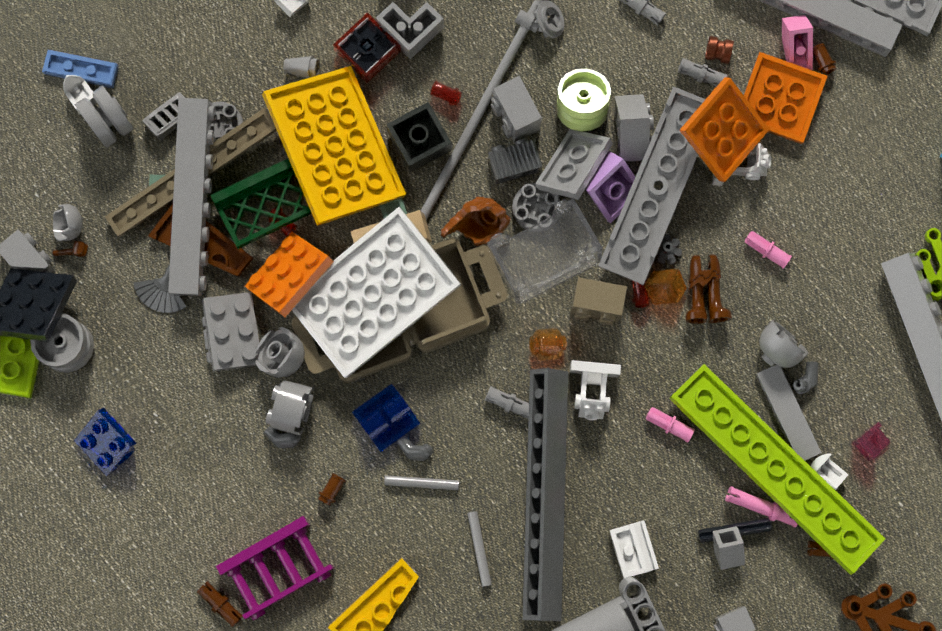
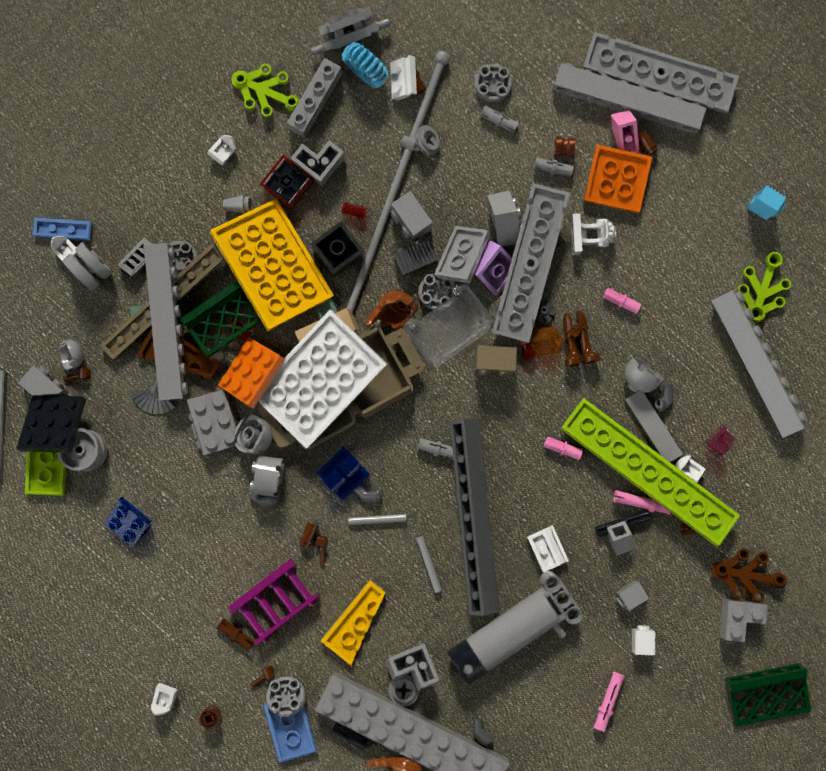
camera: 10 degrees left, 5 degrees up
(347, 501) = (321, 541): none -> reddish brown hand
(547, 344) = (460, 399): clear orange head -> none
(583, 99) = (463, 202): yellowish green wheel -> none
(593, 374) = (500, 417): white tile -> none
(724, 129) = (577, 212): orange plate -> none

